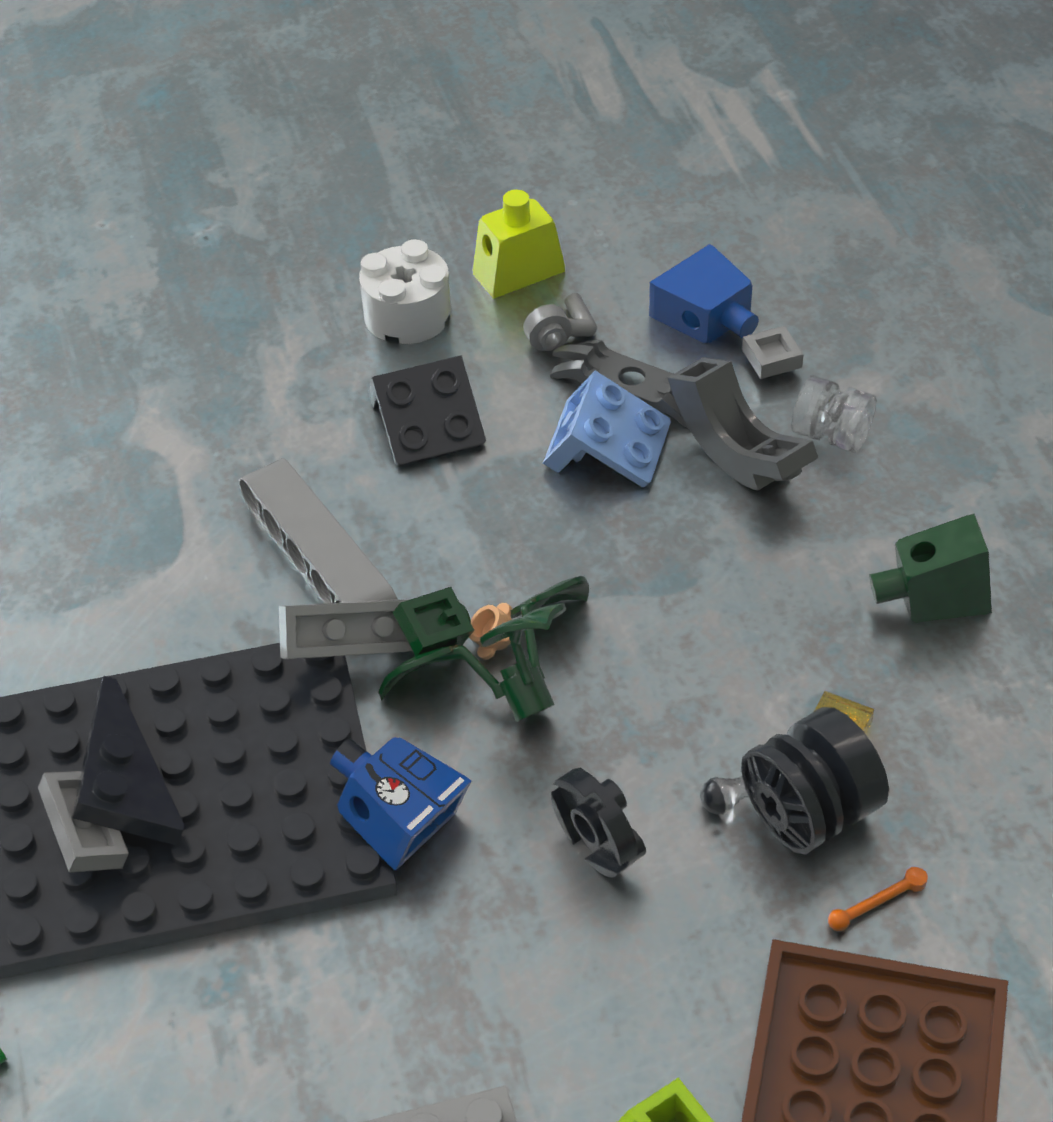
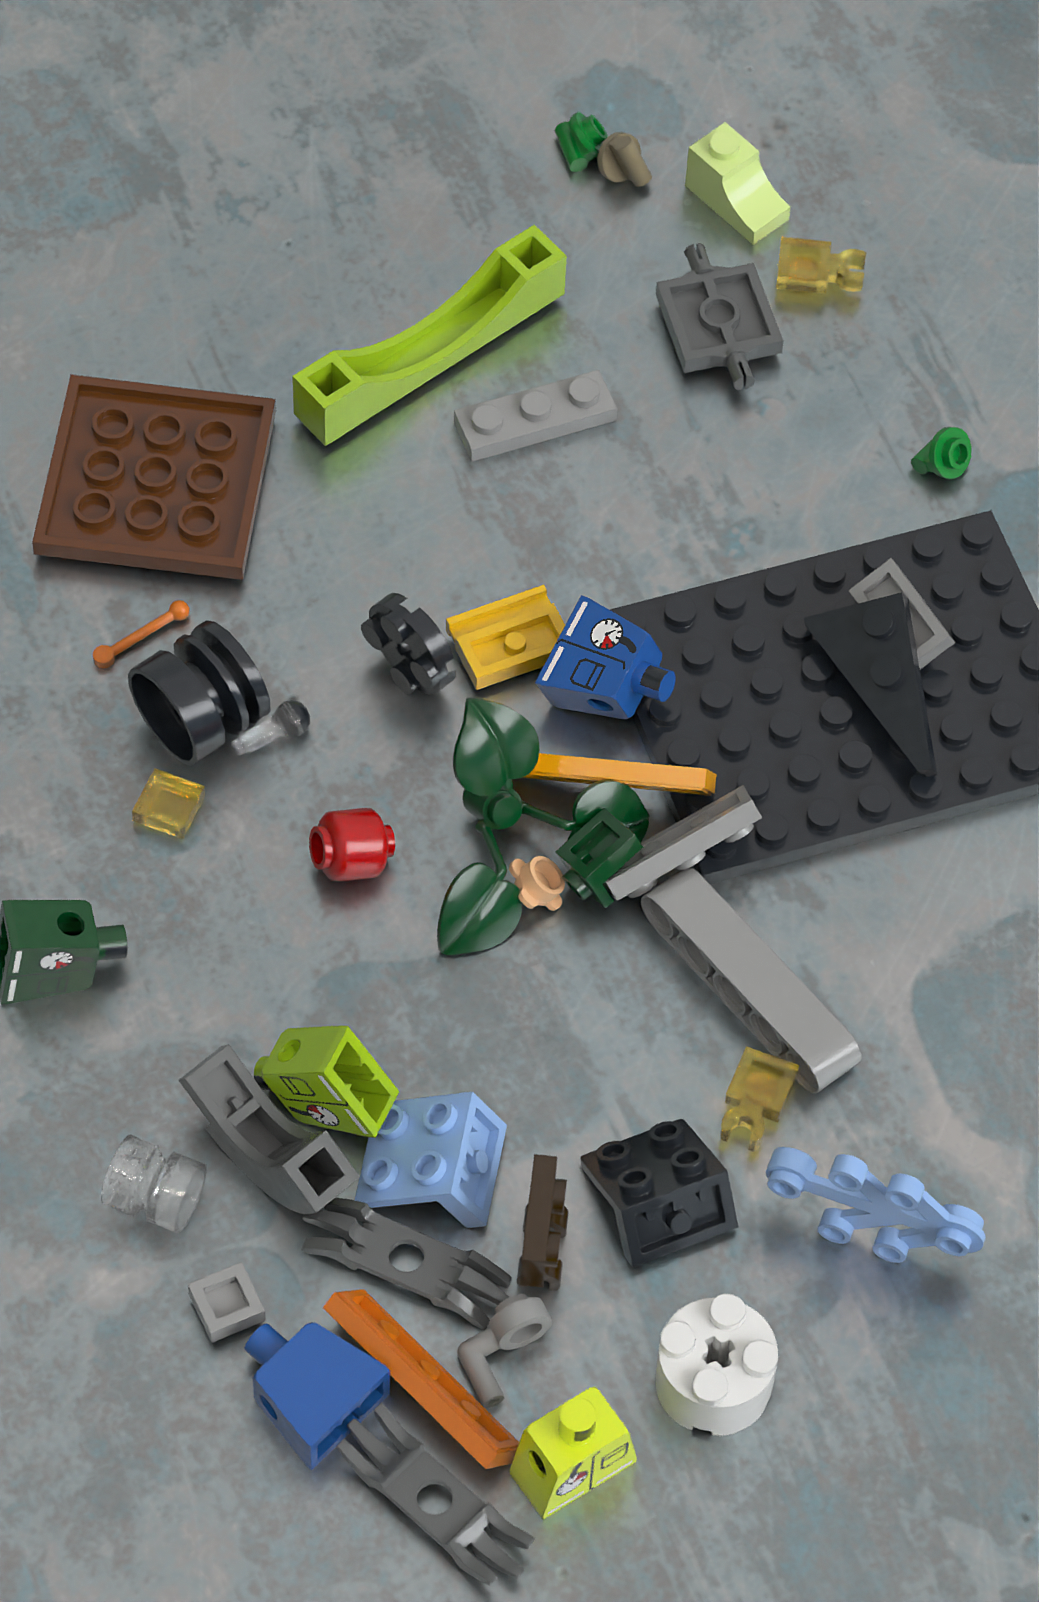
camera: 170 degrees right, 10 degrees up
(207, 332) = (904, 1202): none -> light blue plant
(334, 468) = (757, 1091): none -> clear yellow plate
(417, 697) = (633, 774): none -> light orange tile
(489, 862) = (506, 636): none -> yellow plate
(525, 360) = (543, 1212): none -> dark brown plate
(606, 228) = (414, 1469): none -> dark grey piece
(626, 301) = (423, 1377): none -> orange tile
(663, 662) = (351, 844): none -> red head
(696, 461) = (328, 1080): none -> lime torso

